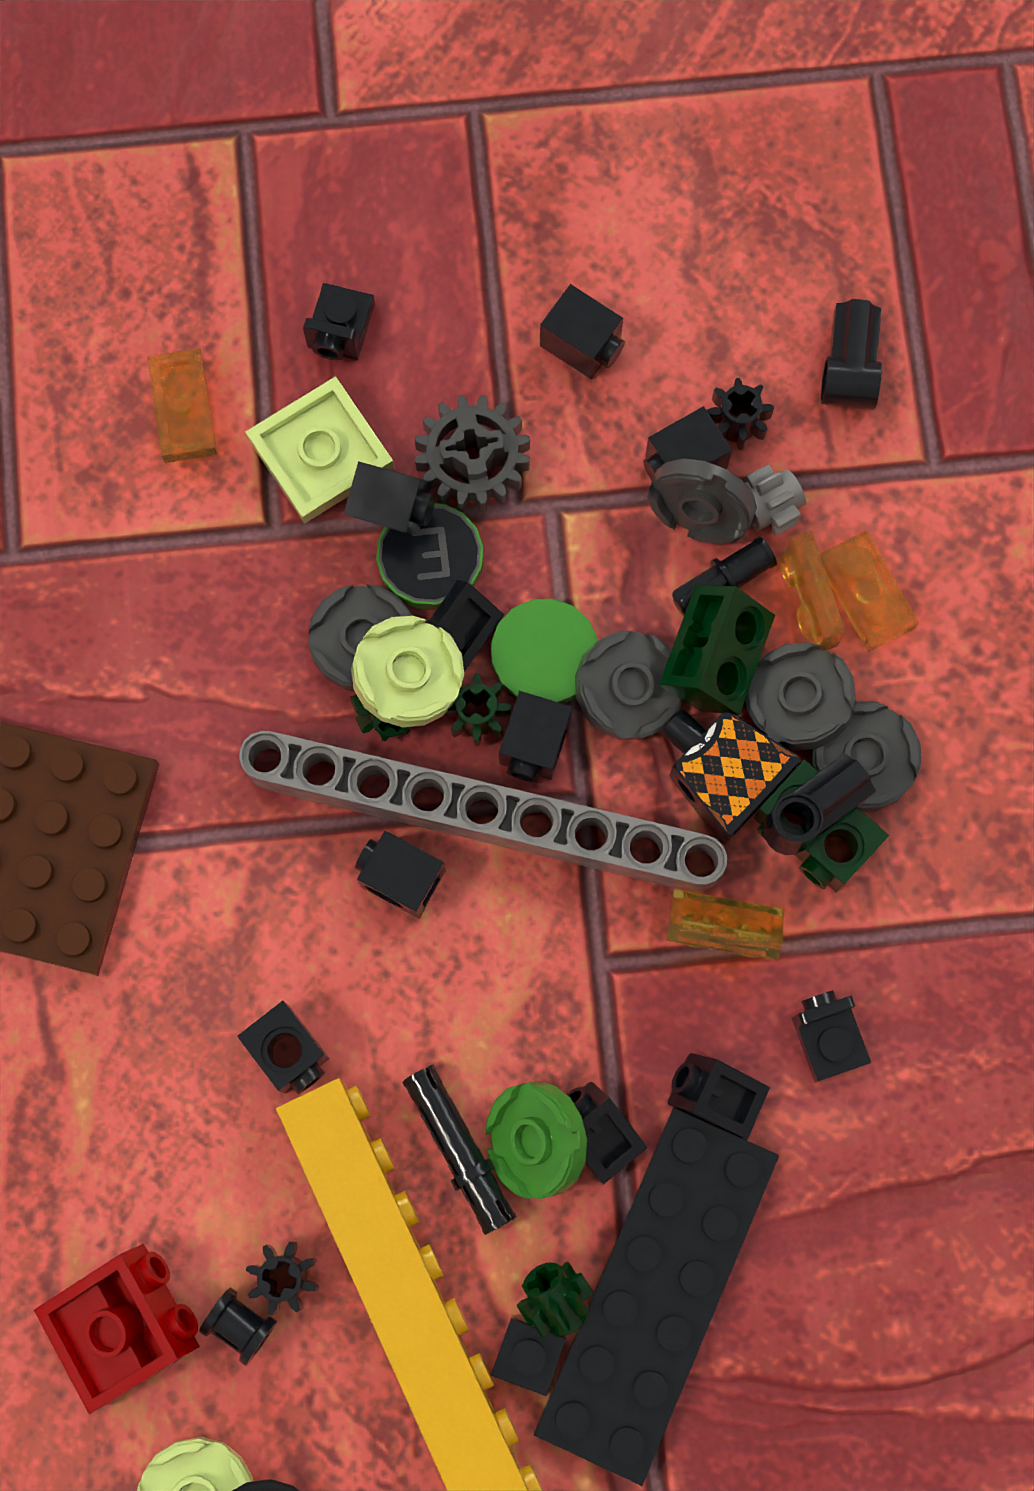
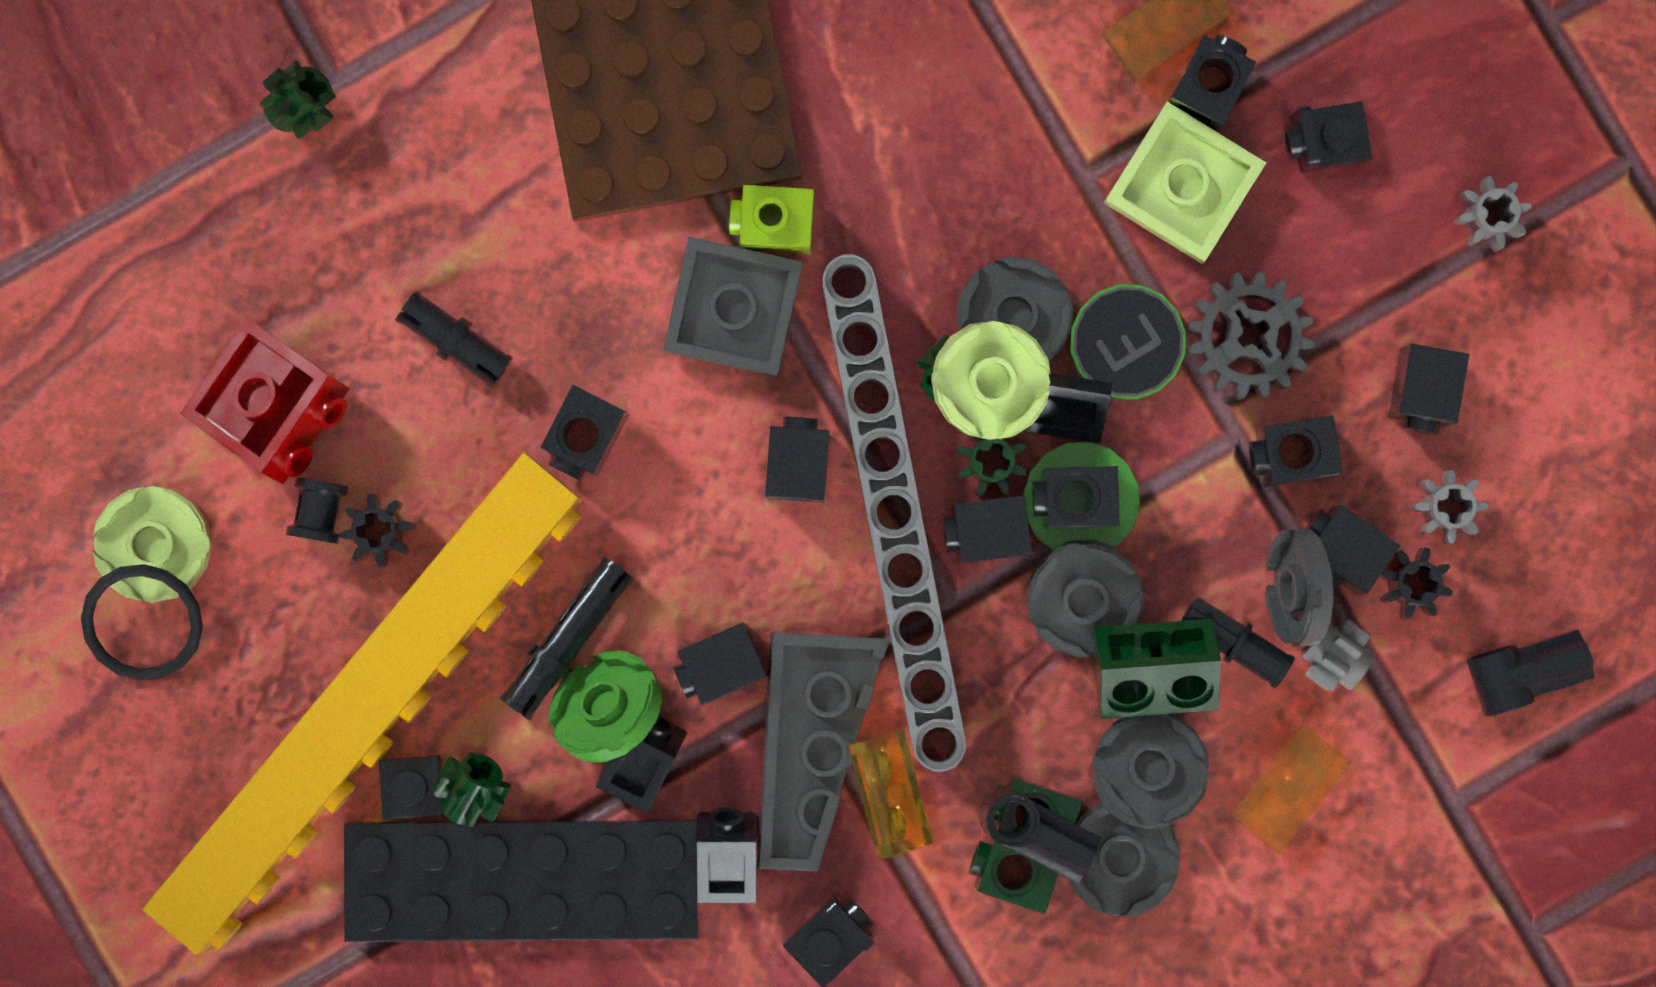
camera: 65 degrees right, 10 degrees up
(146, 1128) = (453, 338): none -> black pin
(181, 798) = (773, 219): none -> lime brick
(239, 869) = (733, 307): none -> dark grey plate
(240, 367) = (1202, 104): none -> black brick
(390, 499) = (1159, 280): black brick -> none
(464, 222) = (1508, 213): none -> light grey gear
(542, 624) = (1103, 490): none -> black brick
(545, 1022) = (719, 665): none -> black brick
(590, 437) = (1320, 442): none -> black brick
(628, 964) = (812, 715): none -> dark grey wing
(675, 353) = (1456, 493): none -> light grey gear
(726, 769) = (1042, 729): torso -> none
(818, 611) = (1279, 718): clear yellow plate -> none

